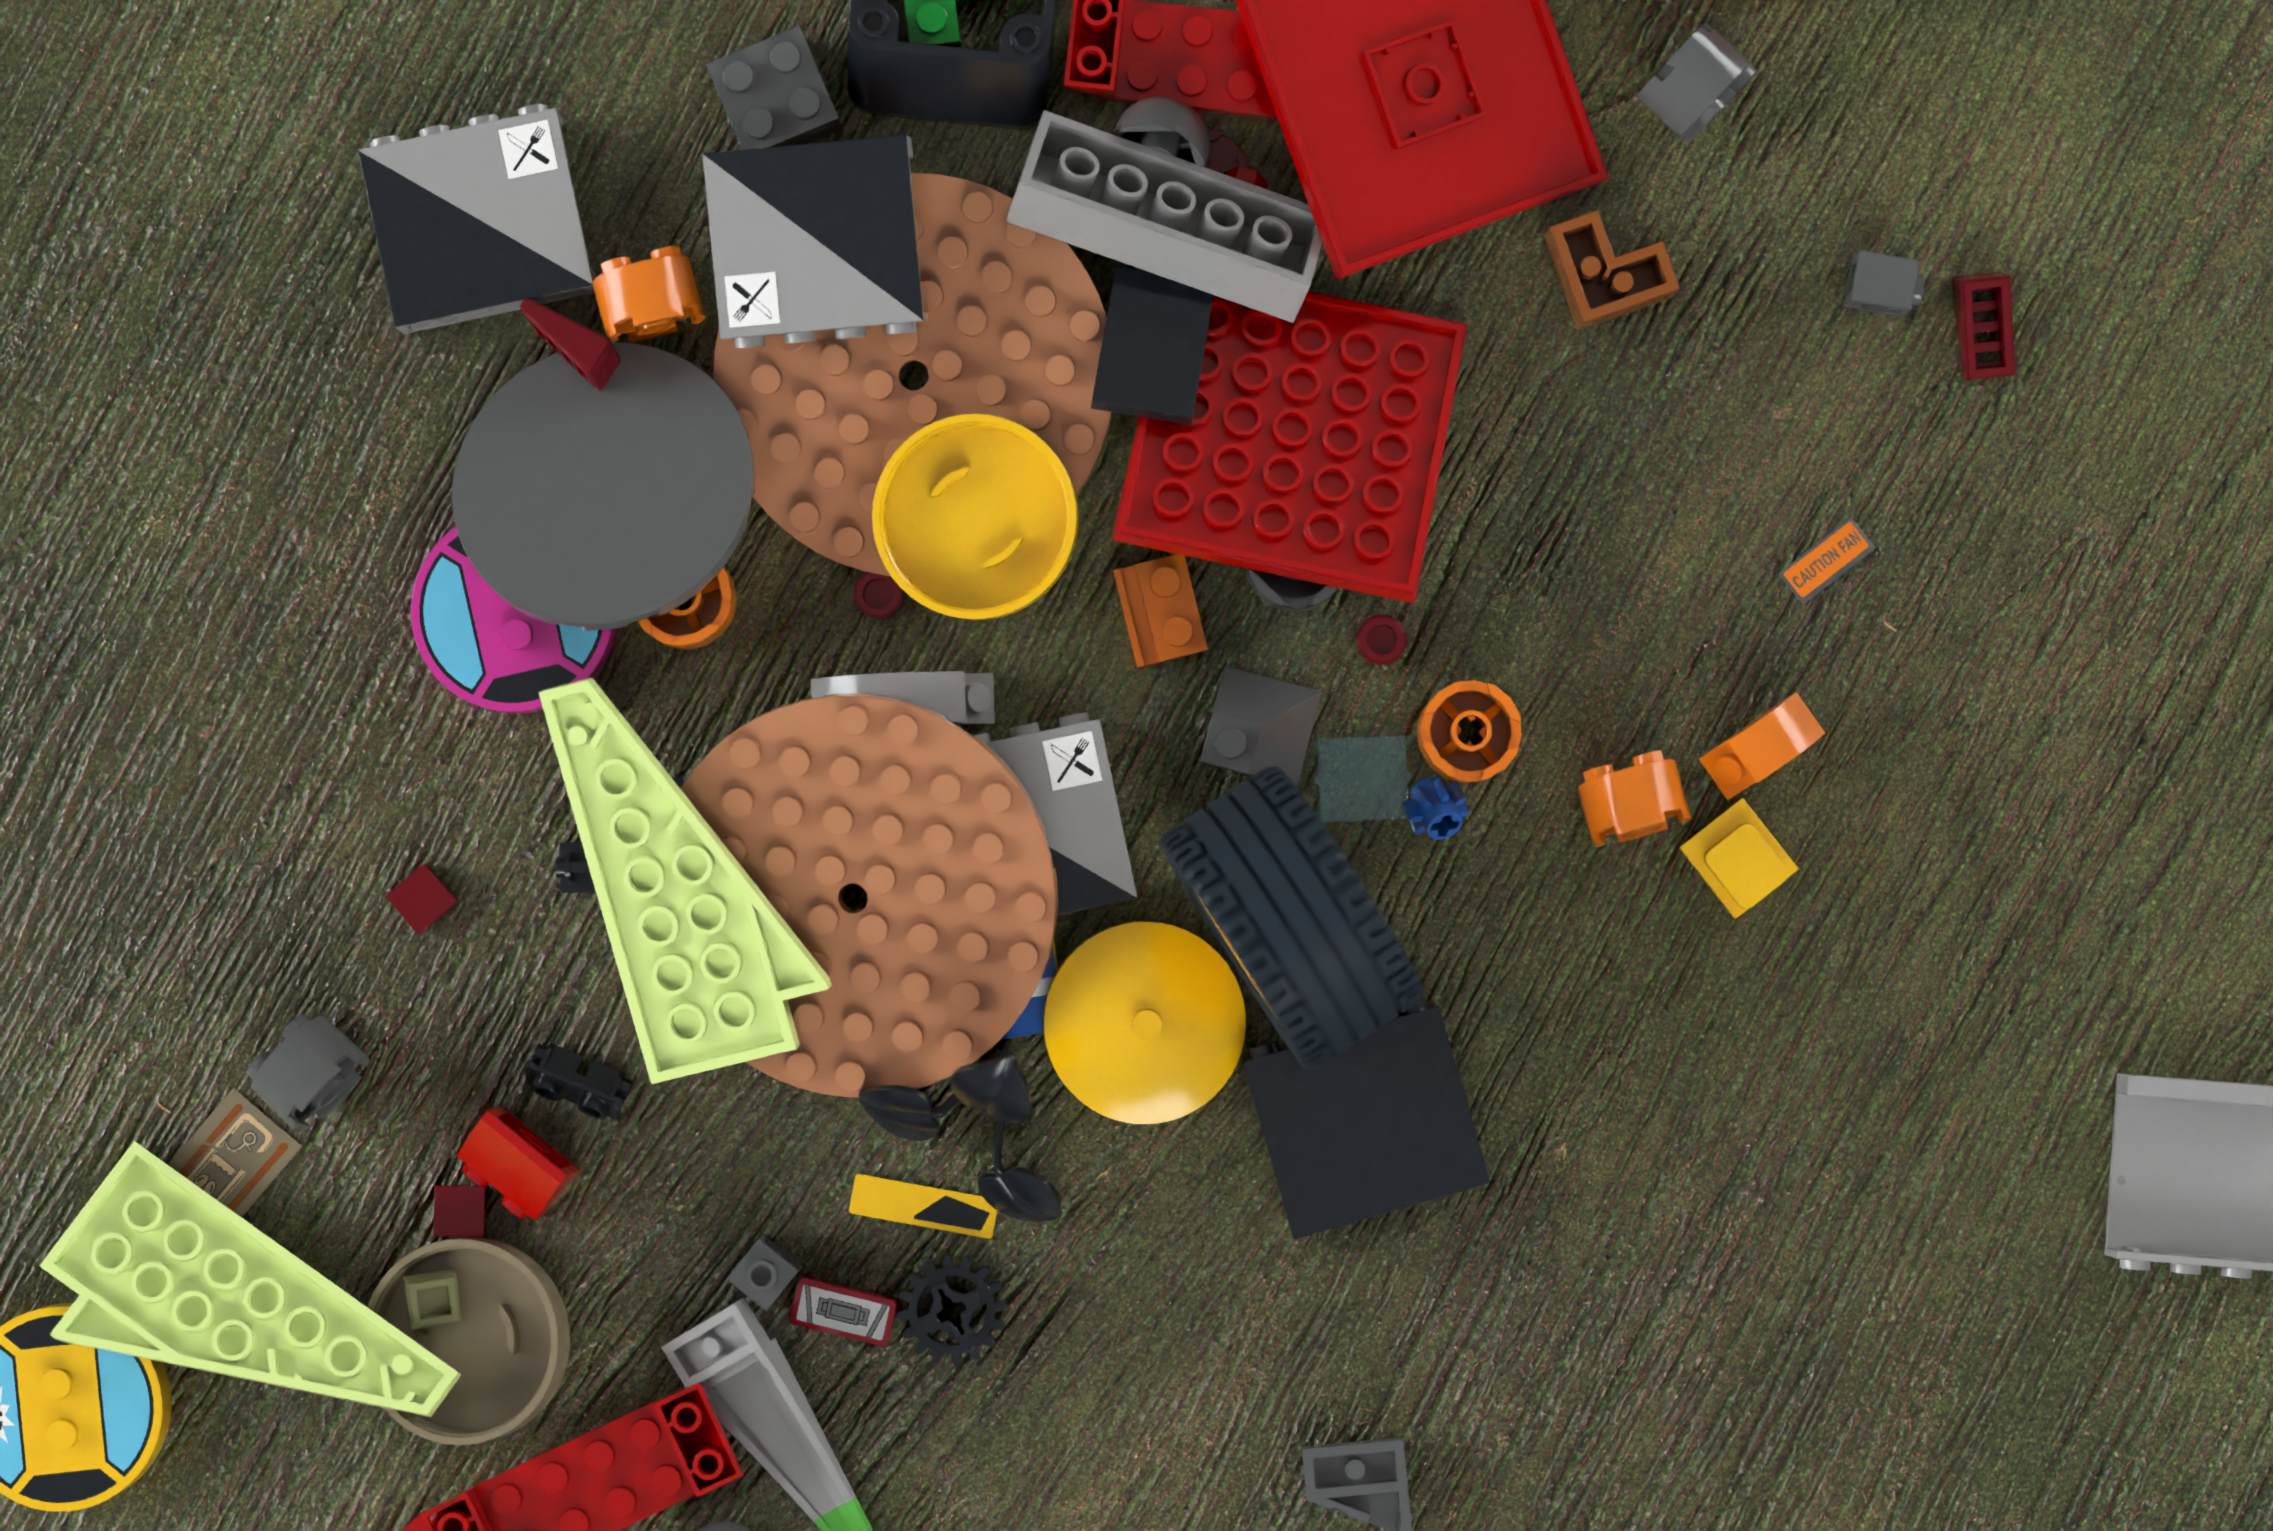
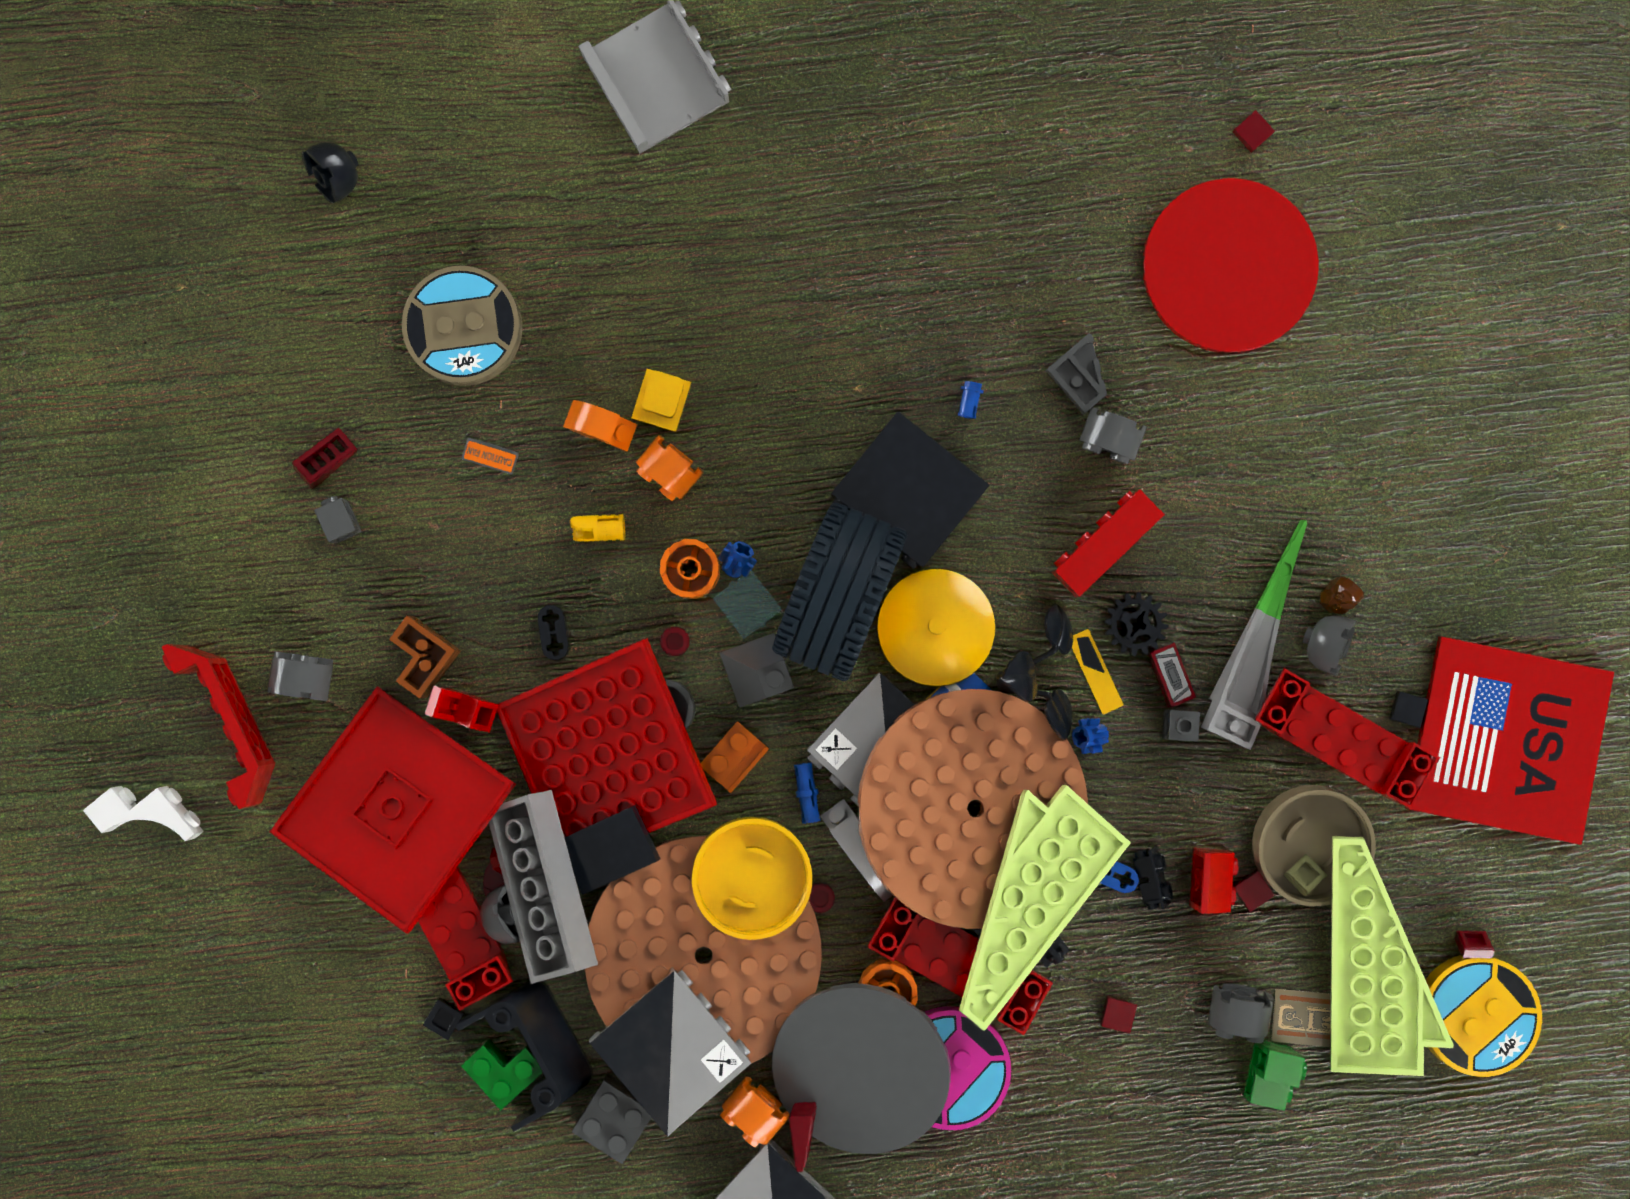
camera: 125 degrees left, 0 degrees up
(167, 1470) = (1474, 944): none -> dark red tile
(187, 1056) = (1273, 1074): none -> green brick
(608, 1022) = (1114, 883): none -> blue beam
(673, 709) = (946, 958): none -> red slope
(839, 1133) = (1090, 735): none -> blue gear
(1038, 677) = (807, 793): none -> blue pin
(1094, 1349) = (1107, 543): none -> red brick
(1243, 1464) = (1112, 435): none -> dark grey brick
(1435, 1298) = (970, 399): none -> blue pin
(1494, 275) = (461, 708): none -> red brick
(1518, 467) = (560, 630): none -> black beam
(1617, 643) = (598, 527): none -> yellow hinge
(2040, 648) = (462, 325): none -> brick

